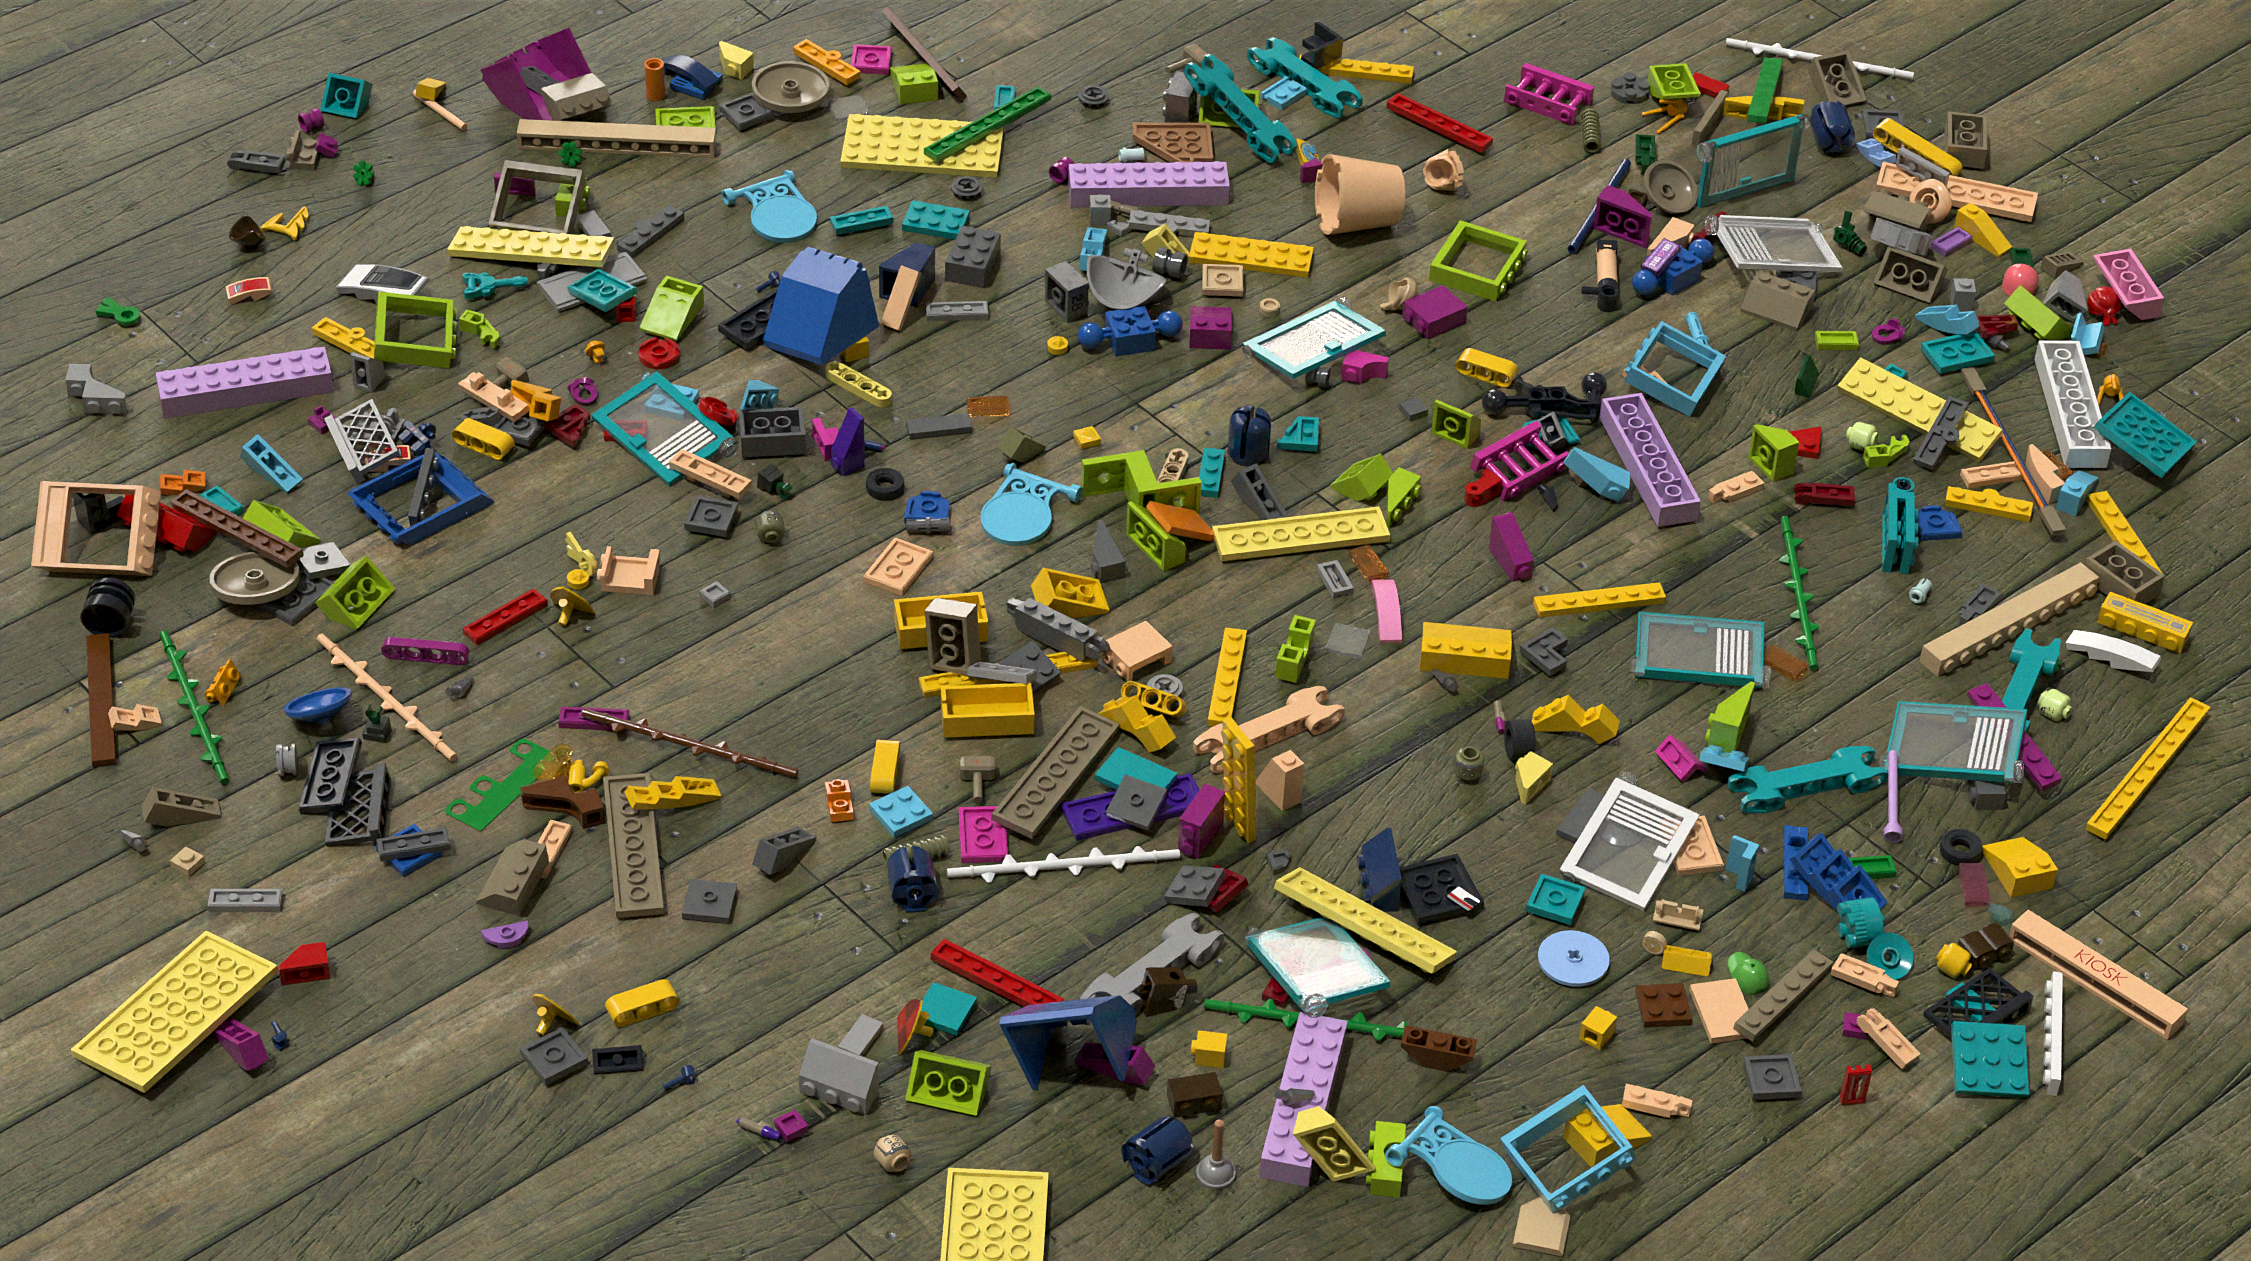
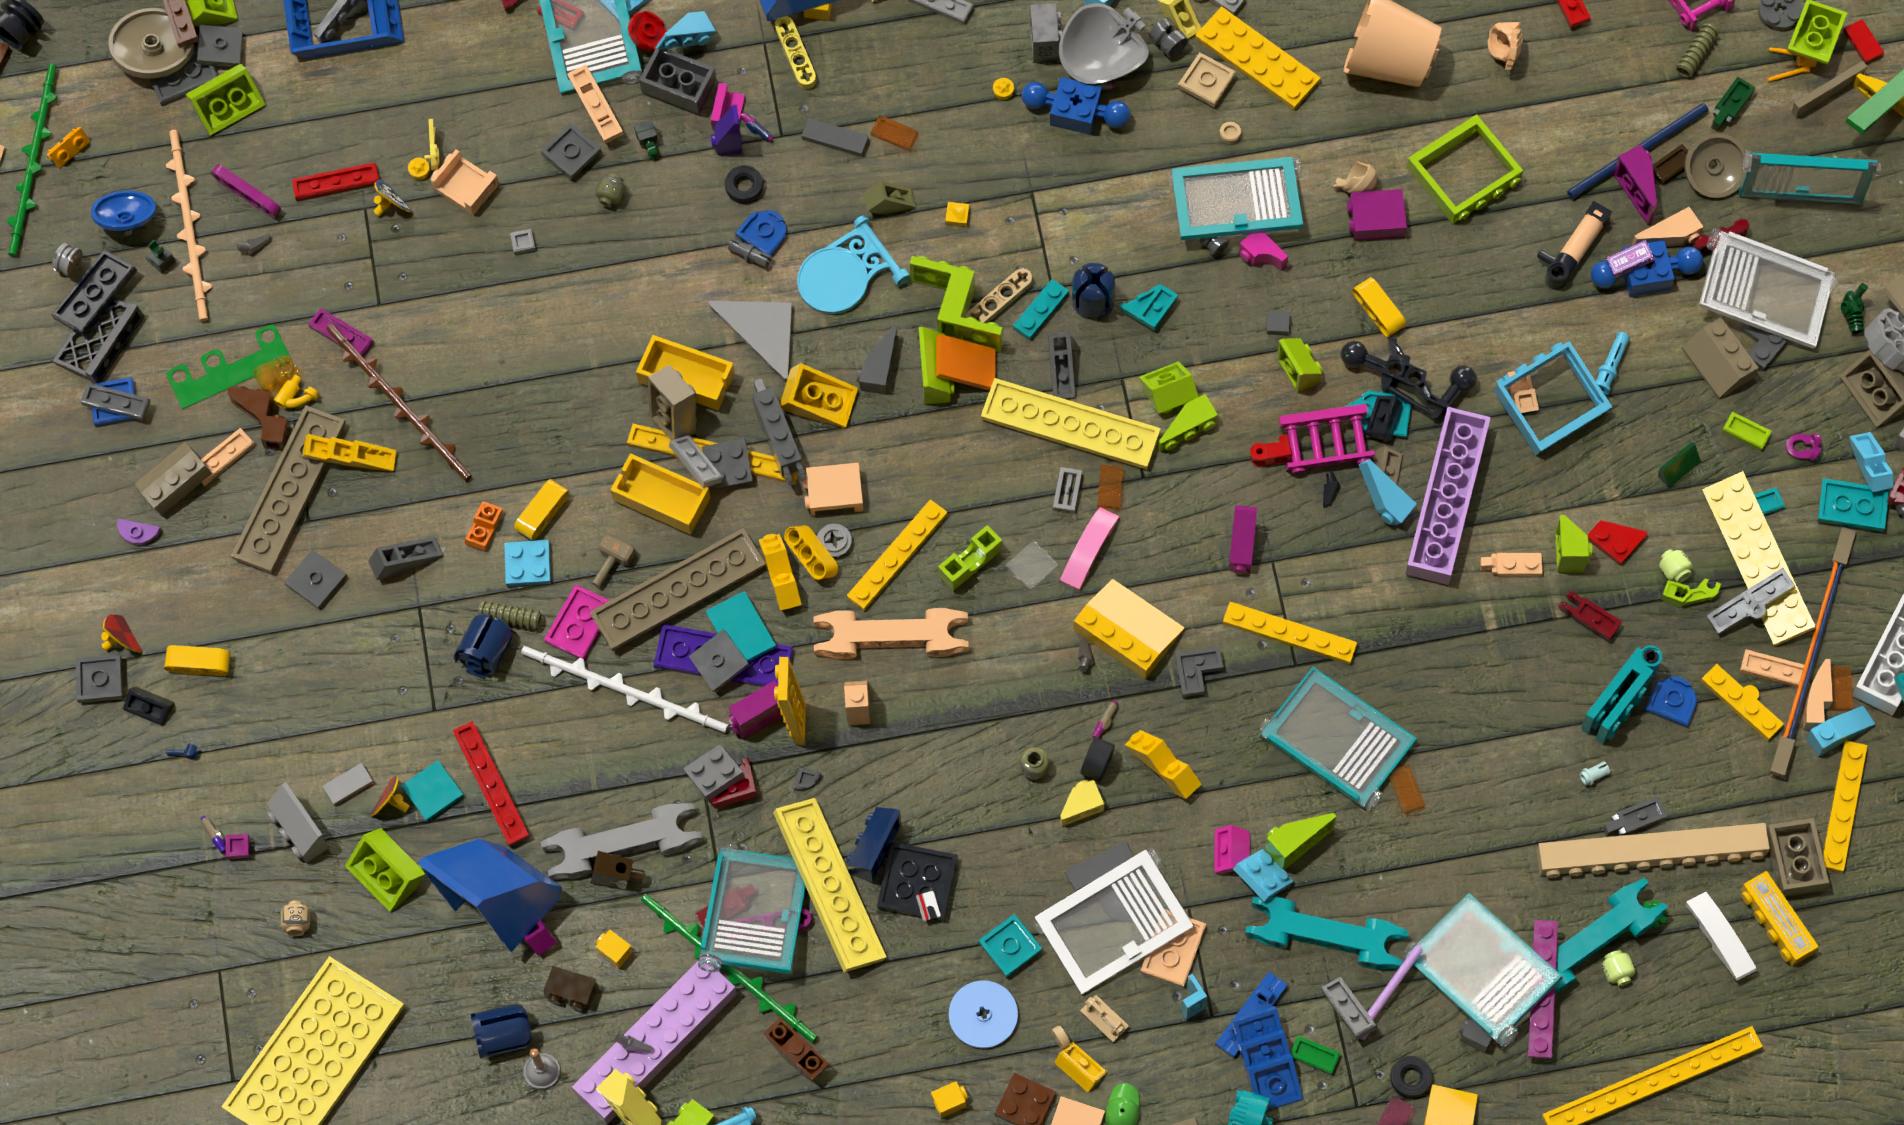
camera: 35 degrees right, 25 degrees up
(898, 566) = (696, 286): light nougat tile -> none
(979, 571) = (762, 327): none -> light grey tile
(1210, 327) = (1157, 130): magenta slope -> none
(1801, 597) = (1478, 725): green plant -> none
(1872, 818) = (1348, 1008): none -> tile

